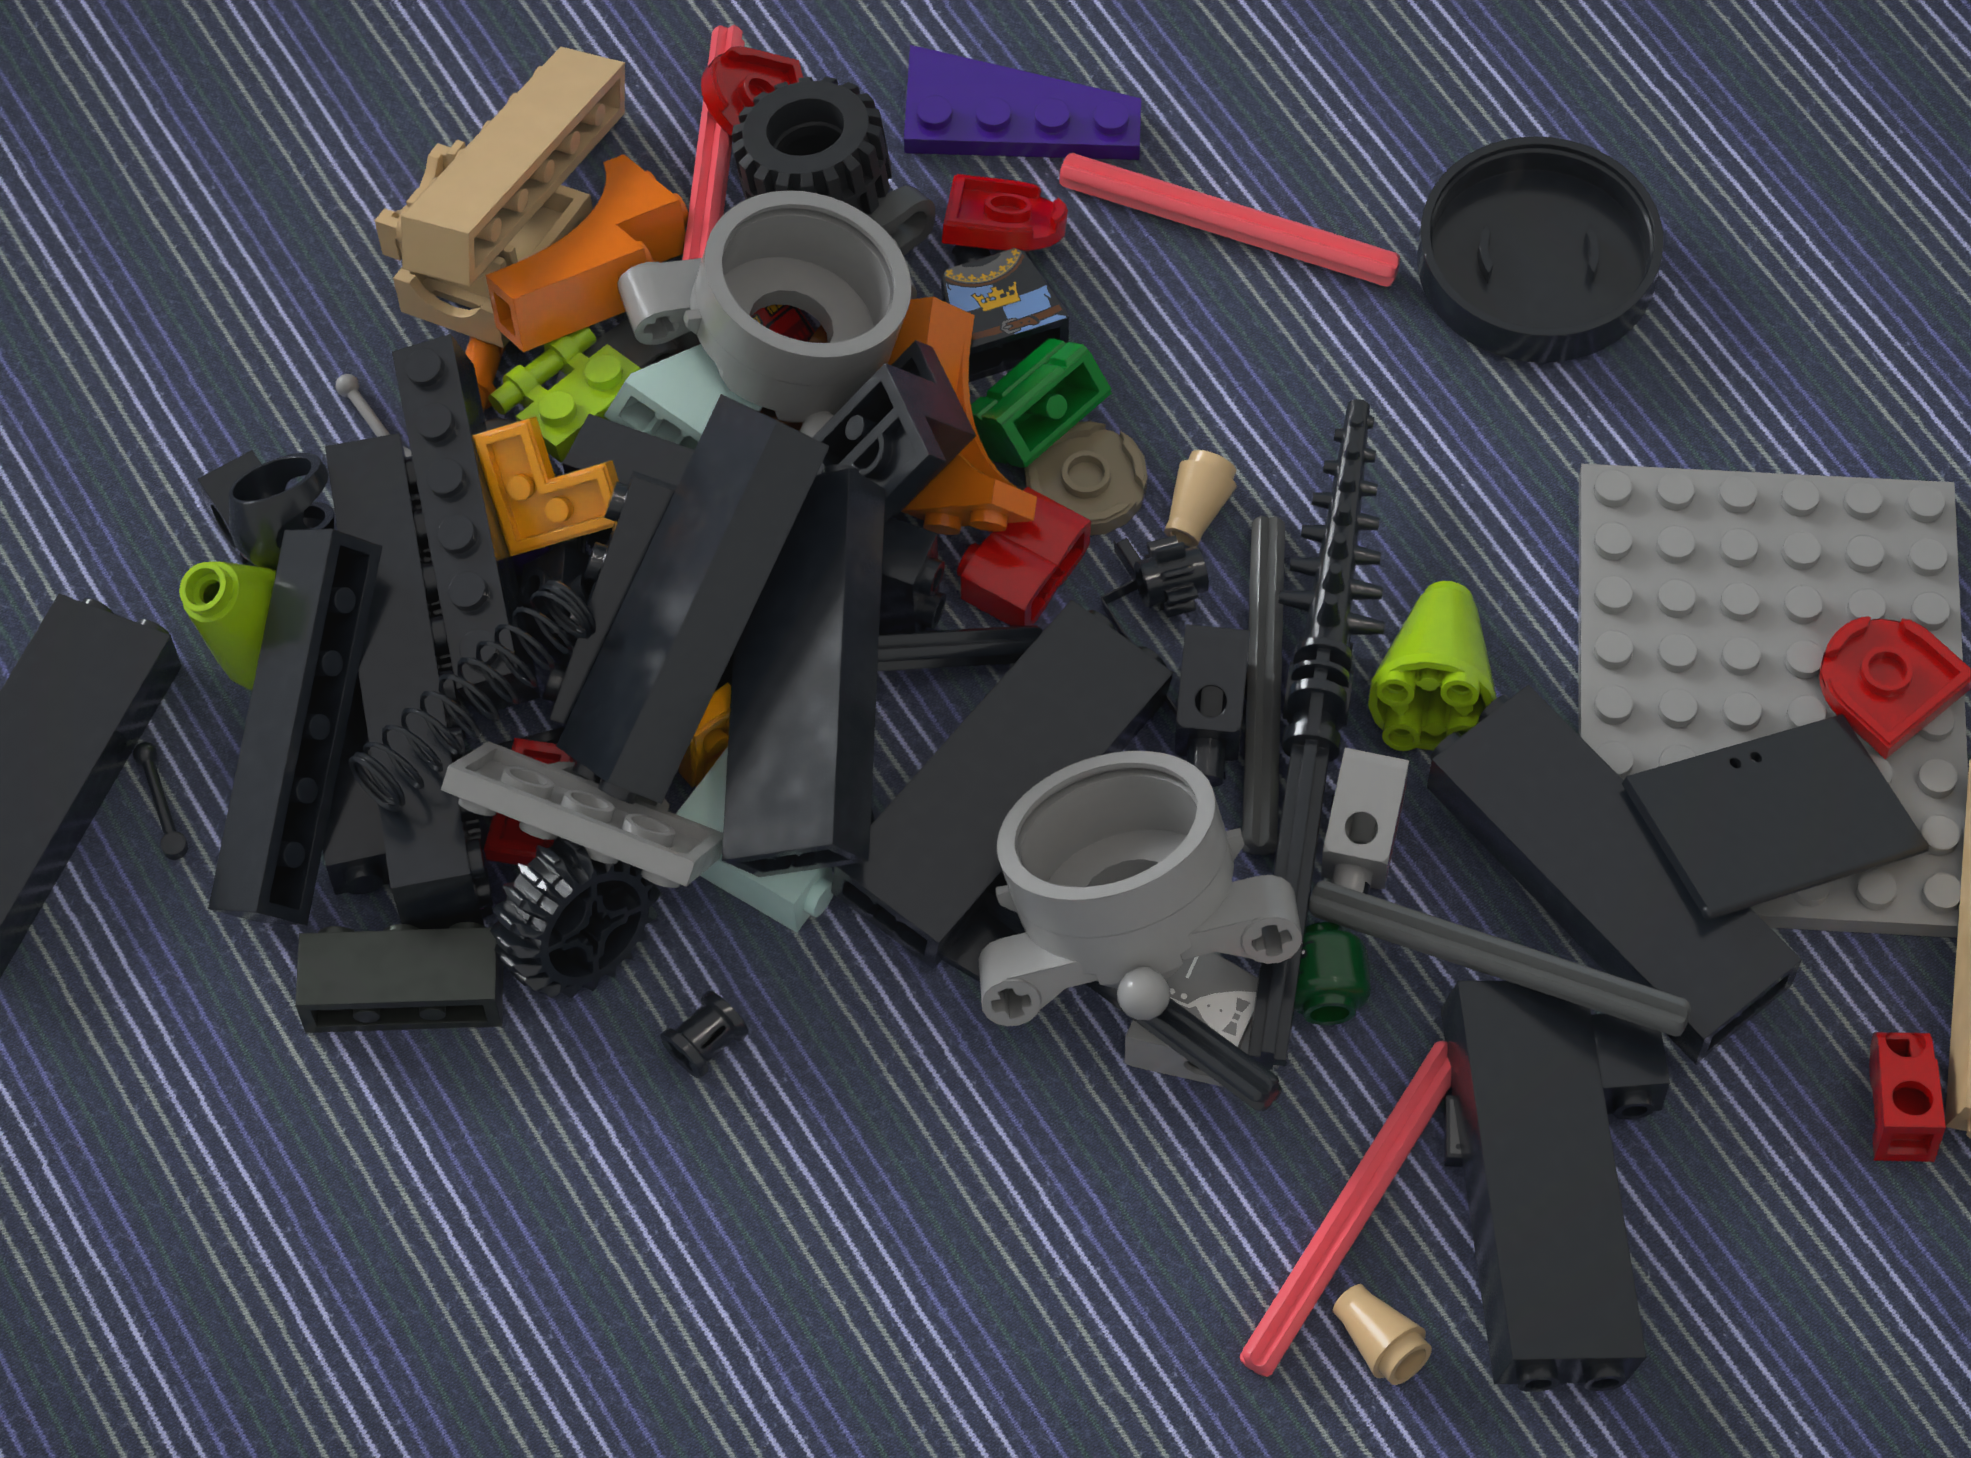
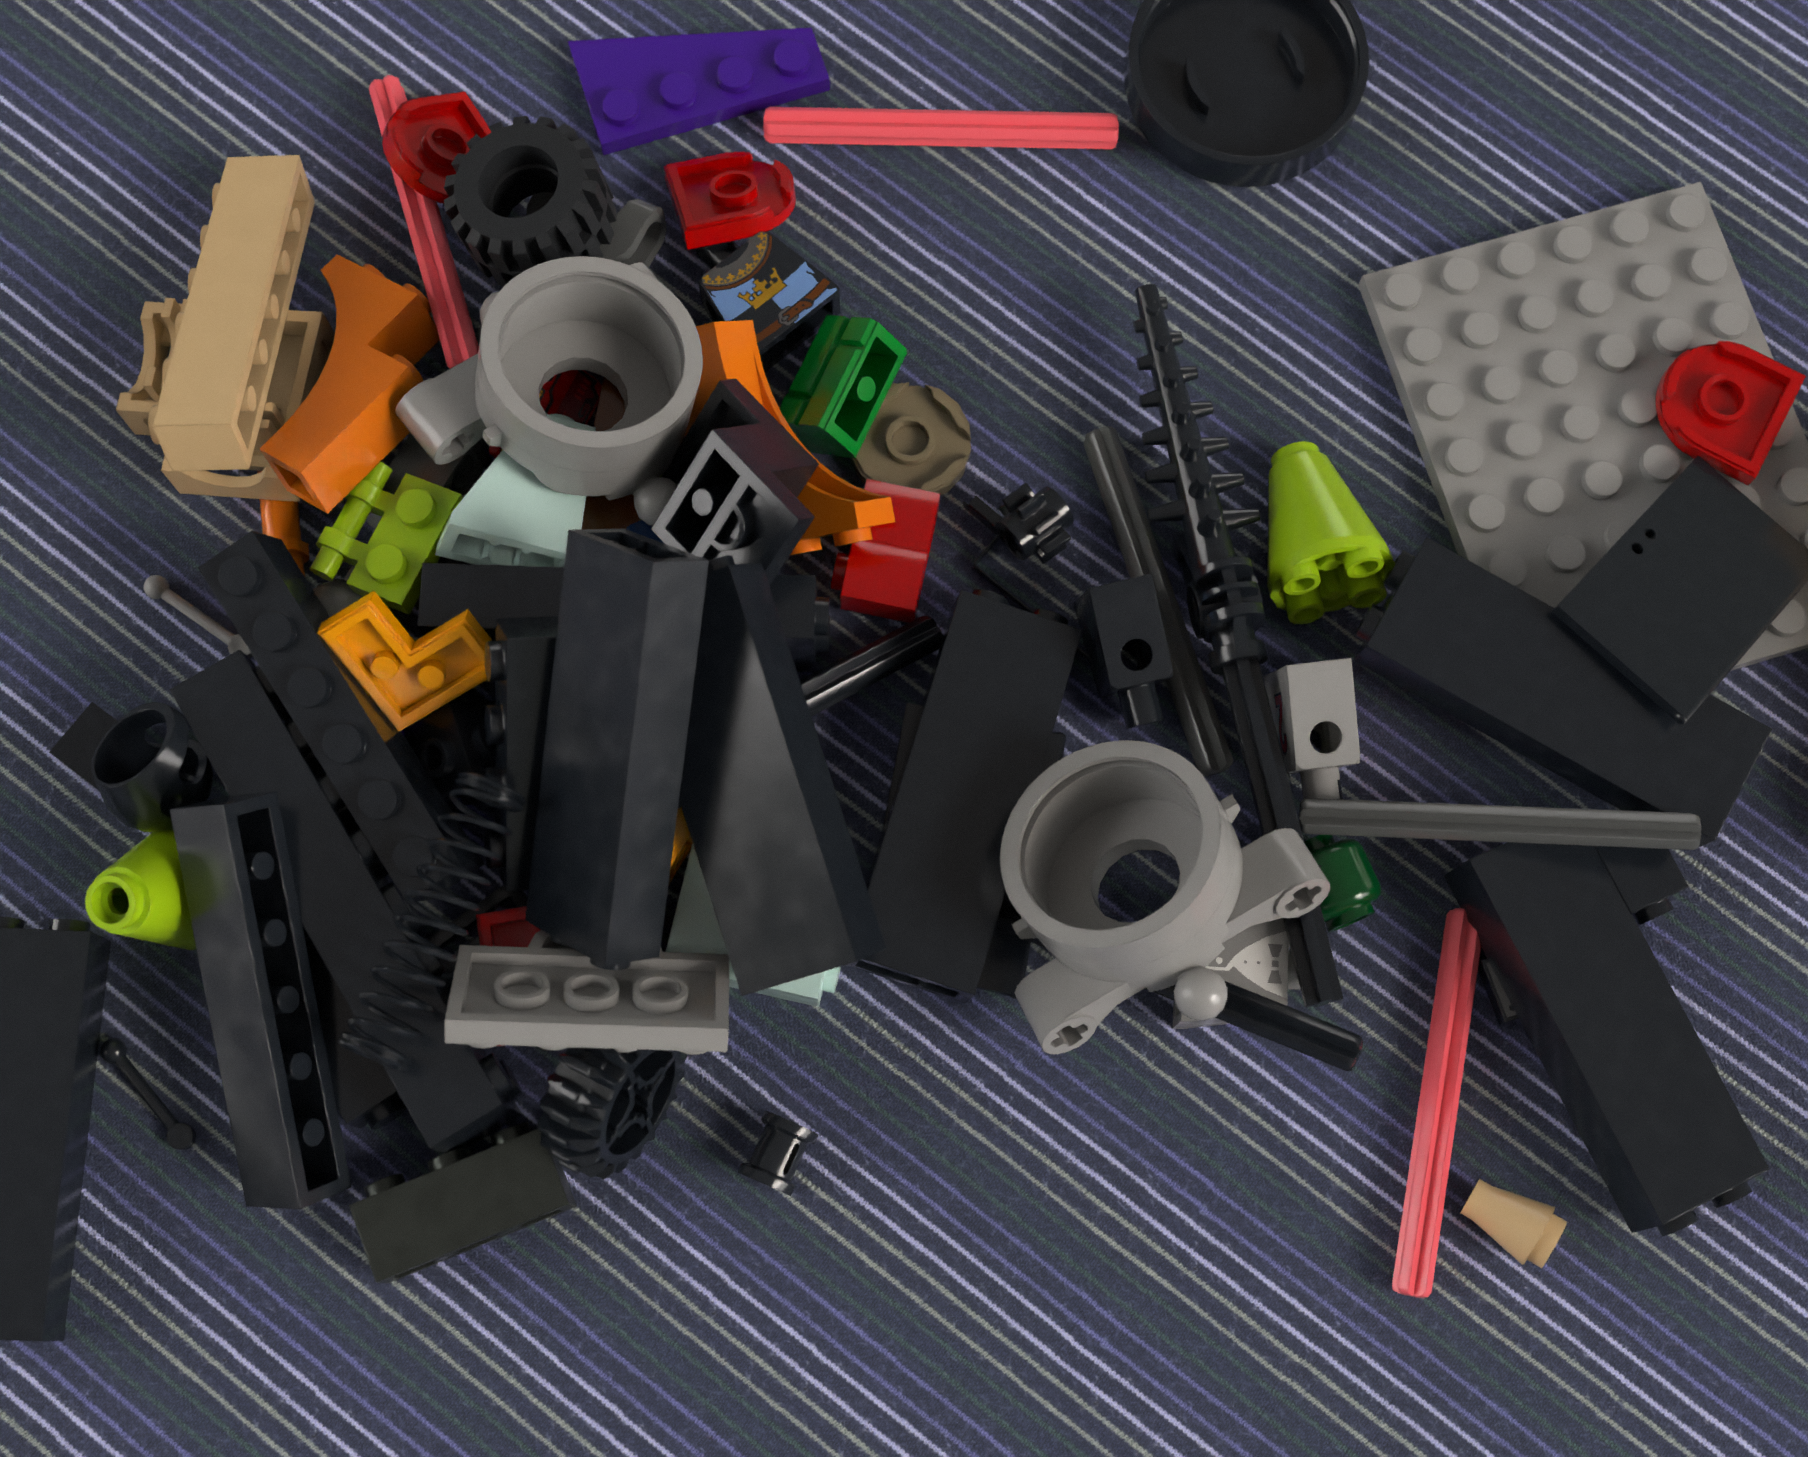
camera: 25 degrees left, 15 degrees up
(1199, 494) = (1025, 427): tan cone -> none

